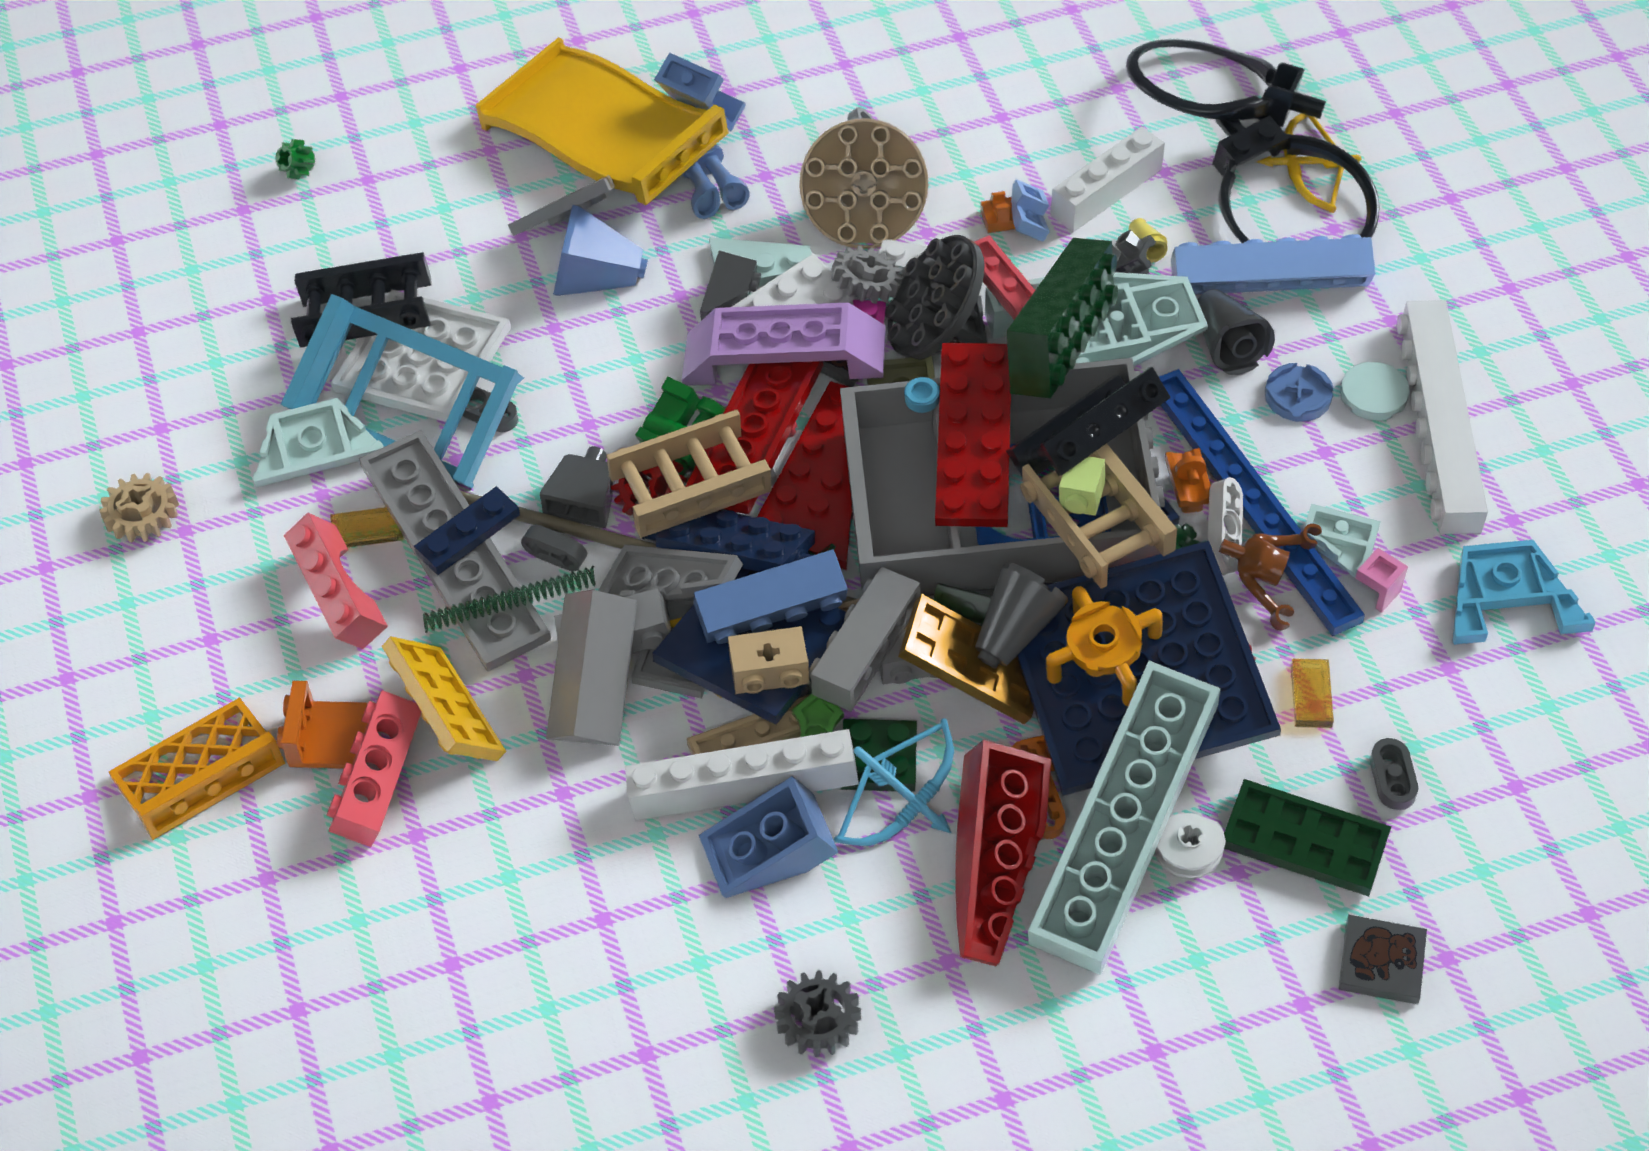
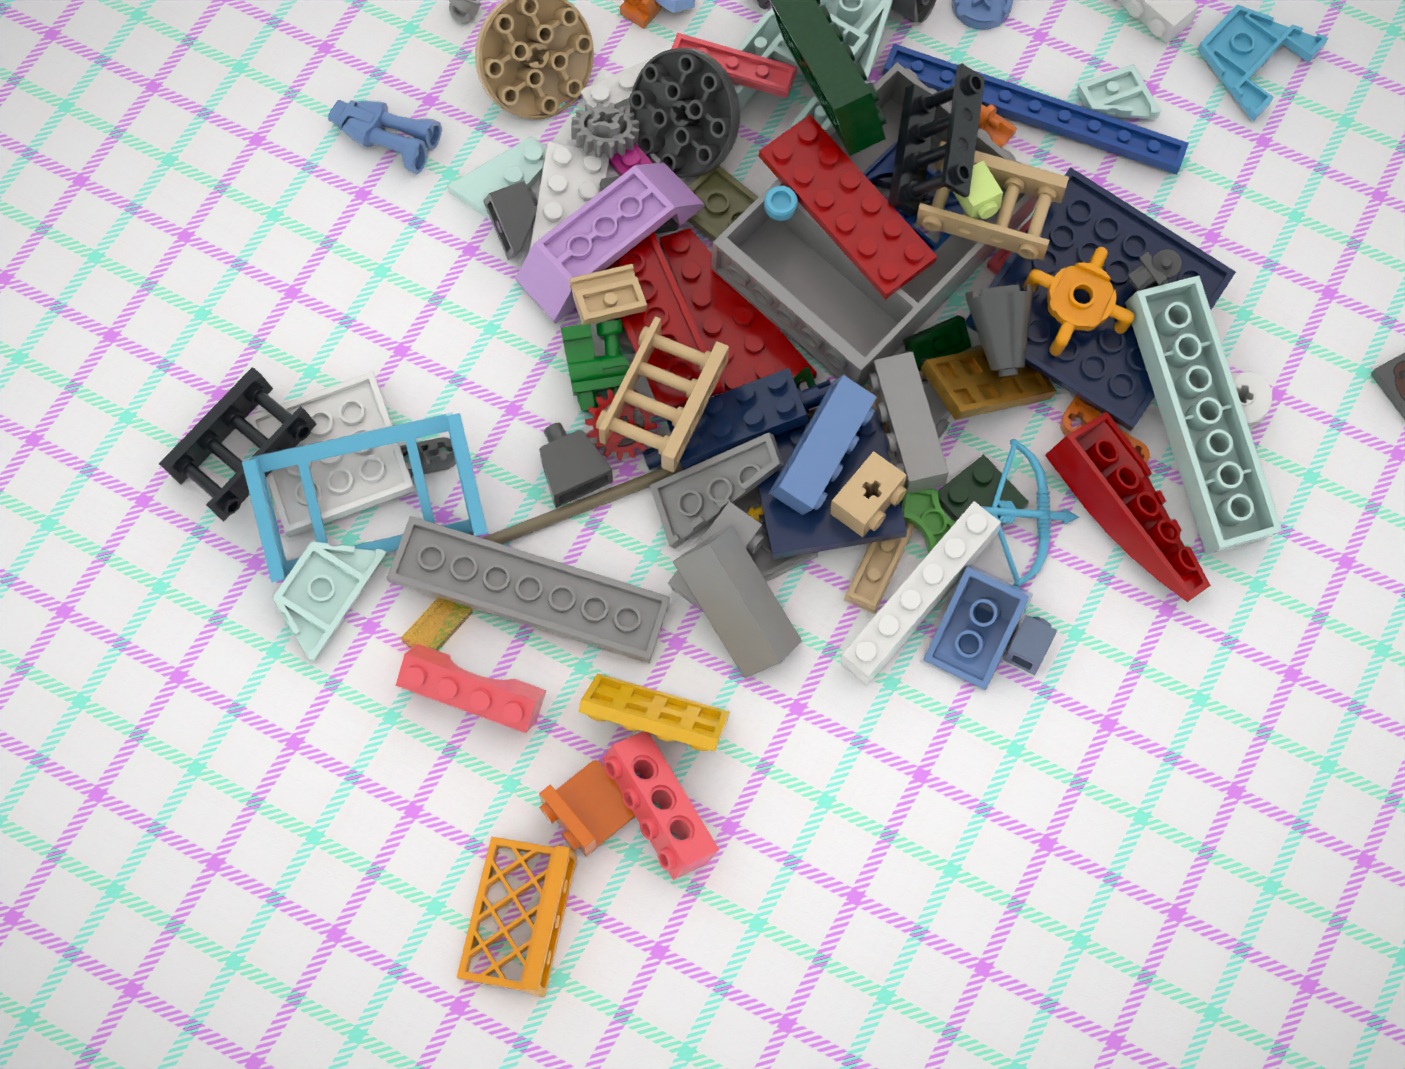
camera: 45 degrees left, 15 degrees up
(139, 507) = (246, 740): tan gear -> none
(295, 159) = (38, 363): green gear -> none
(451, 613) = (650, 554): clear green piece -> none
(466, 530) = (532, 568): dark blue plate -> none
(554, 547) = (600, 528): dark grey beam -> none
(562, 207) = (319, 235): light grey wing -> none
(596, 257) = (380, 268): medium blue slope -> none
(602, 120) = (263, 145): yellow panel -> none
(697, 87) = (325, 65): medium blue panel -> none
(727, 377) = (607, 294): none -> tan plate
(795, 888) = (1031, 644): none -> sand blue brick
(827, 1026) = (1146, 710): dark grey gear -> none
(1186, 659) = (1155, 272): none -> dark grey hips
(1226, 508) = (1039, 140): white beam -> none
(1266, 562) = (1100, 153): dark orange piece -> none
(1306, 837) = (1300, 335): dark green plate -> none
(1312, 693) = (1203, 226): clear yellow tile -> none
(1384, 576) = (1177, 104): bright pink panel -> none
(1394, 777) = (1309, 245): dark grey plate -> none

